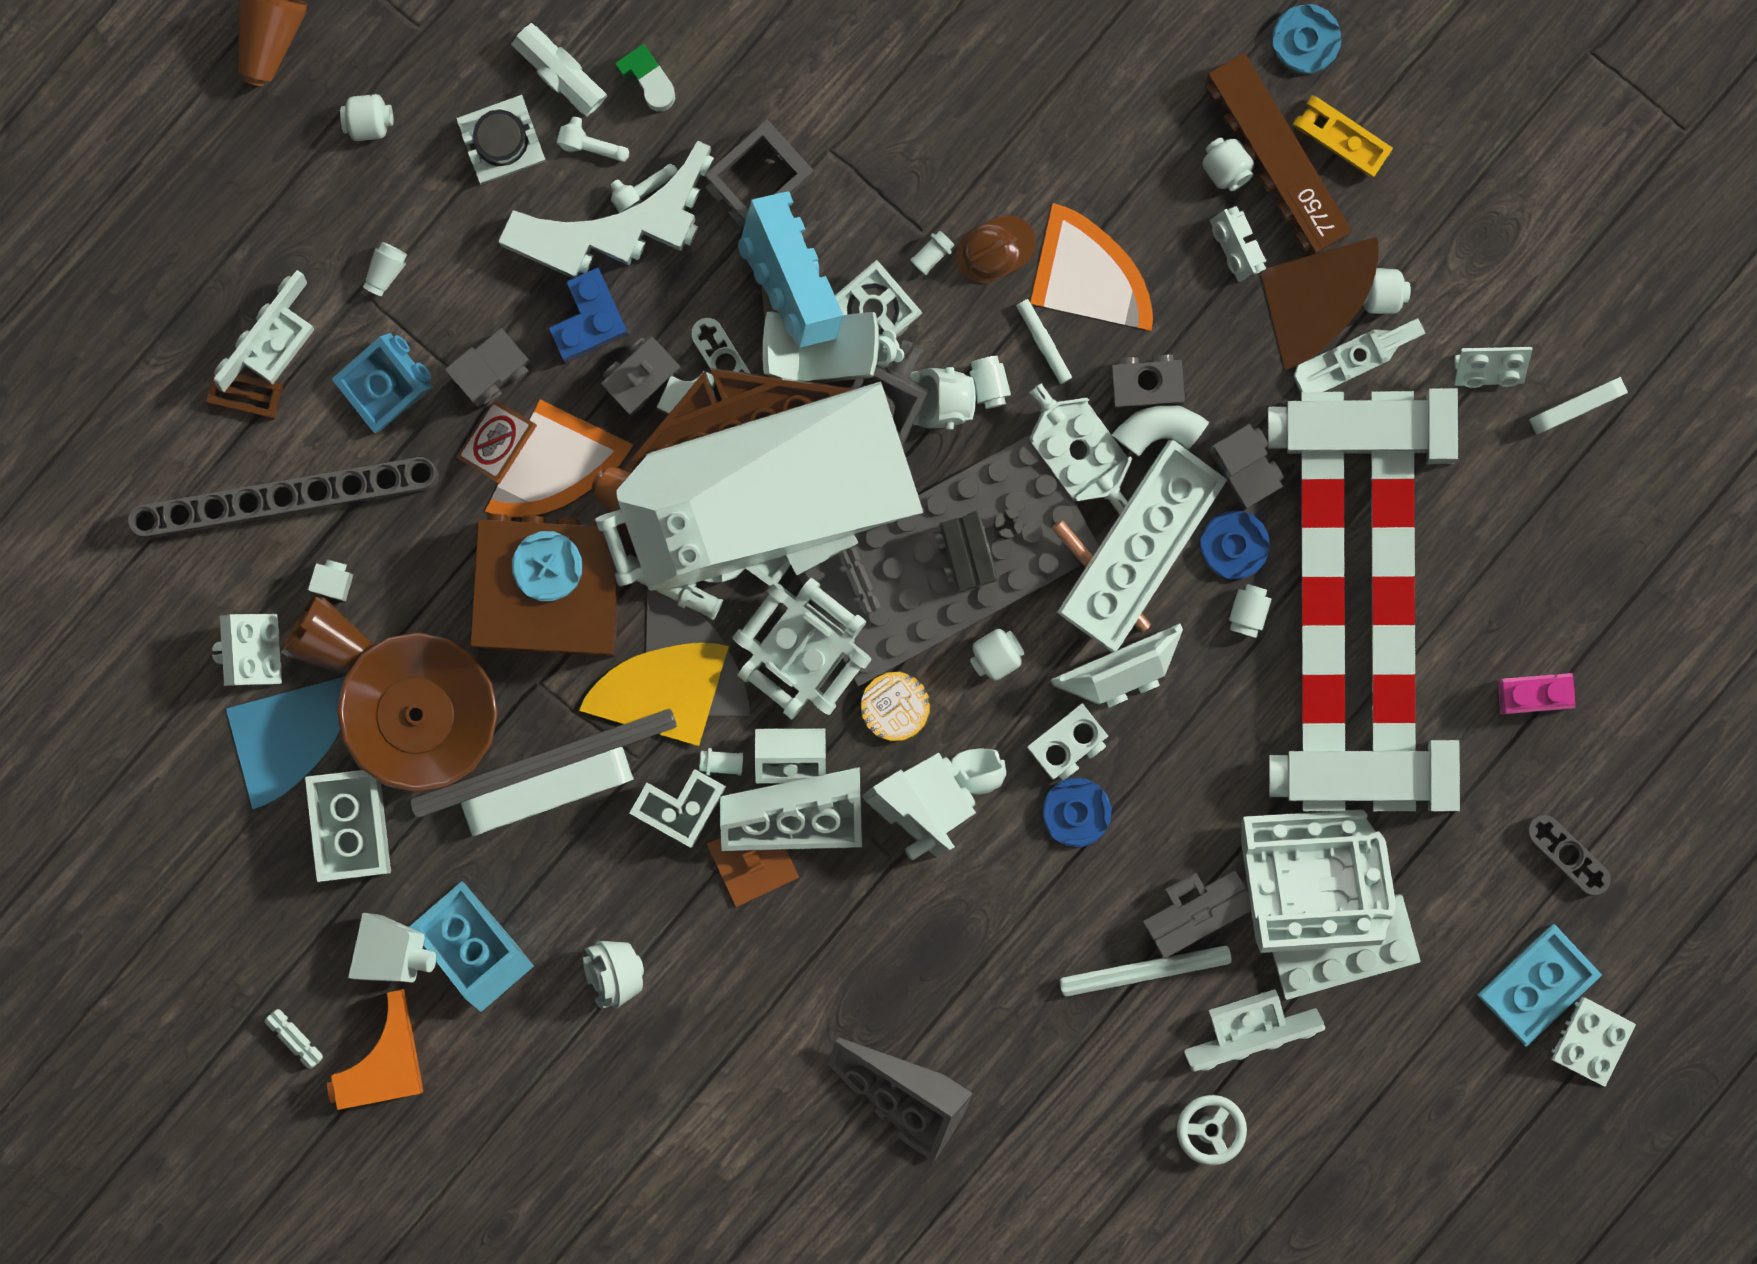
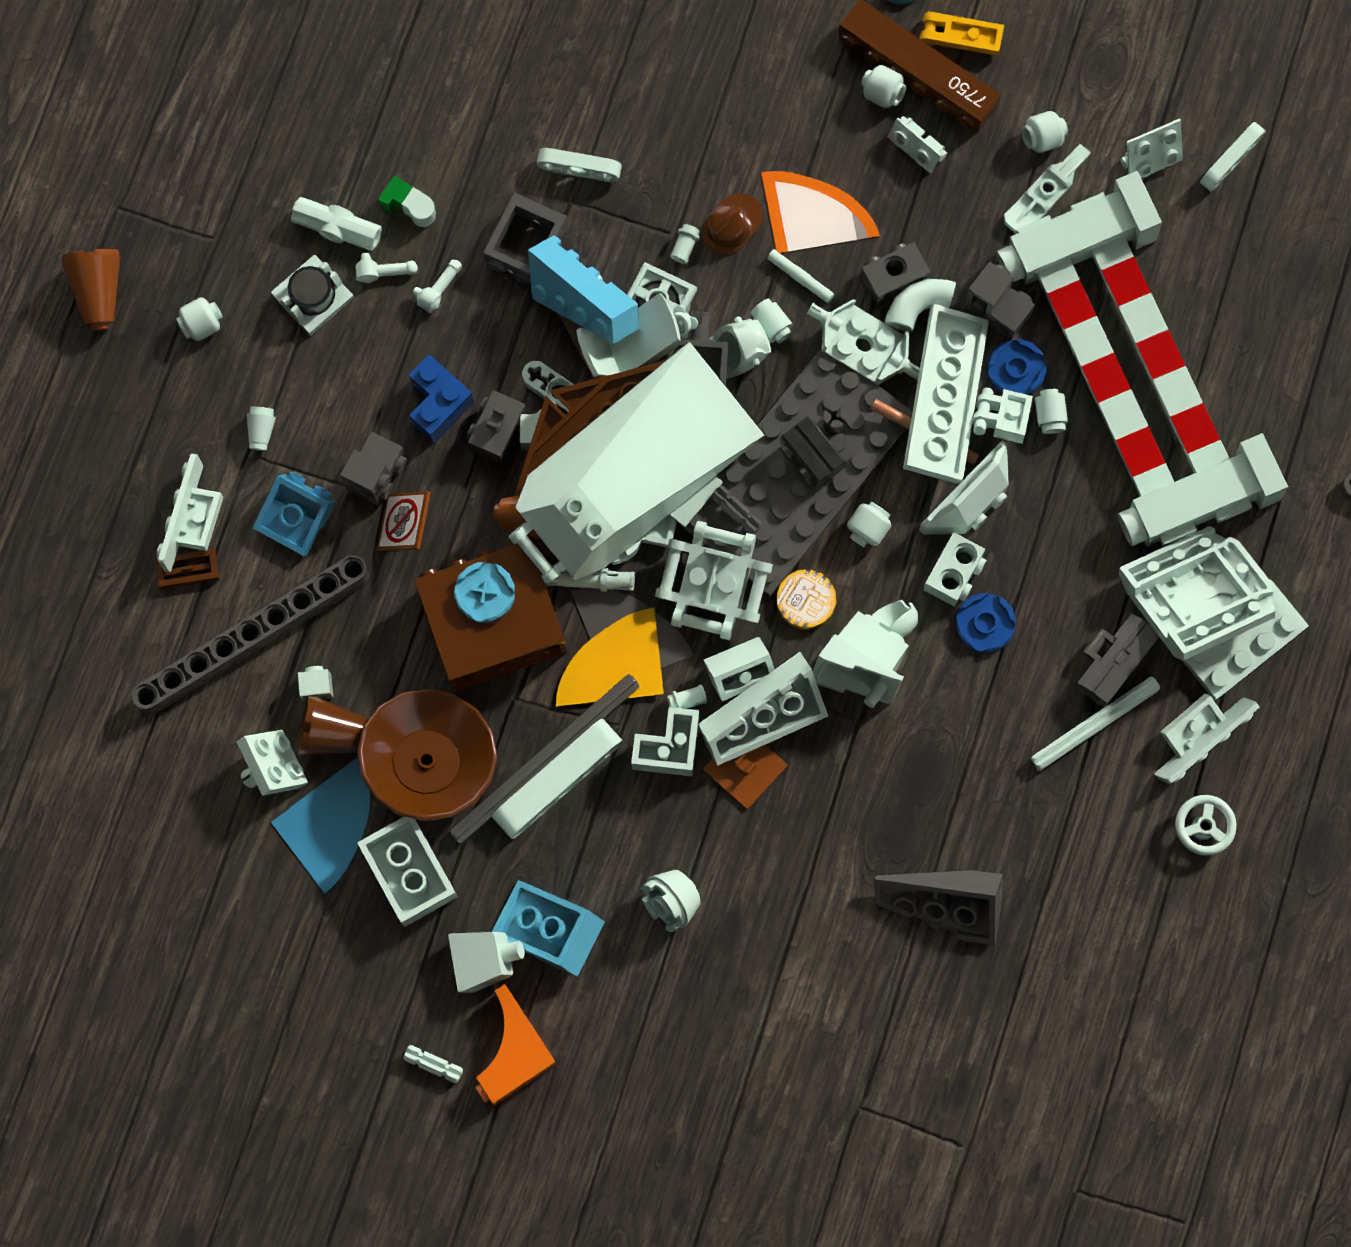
camera: 15 degrees left, 10 degrees down
(556, 464) = (458, 521): sticker -> none
(662, 217) = (434, 329): light aqua arch -> none
(853, 113) = (579, 165): none -> light aqua beam
(1202, 602) = (1011, 418): none -> light aqua plate
(1318, 297) = (997, 156): reddish brown sticker -> none
(1536, 693) = (1302, 382): dark pink brick -> none

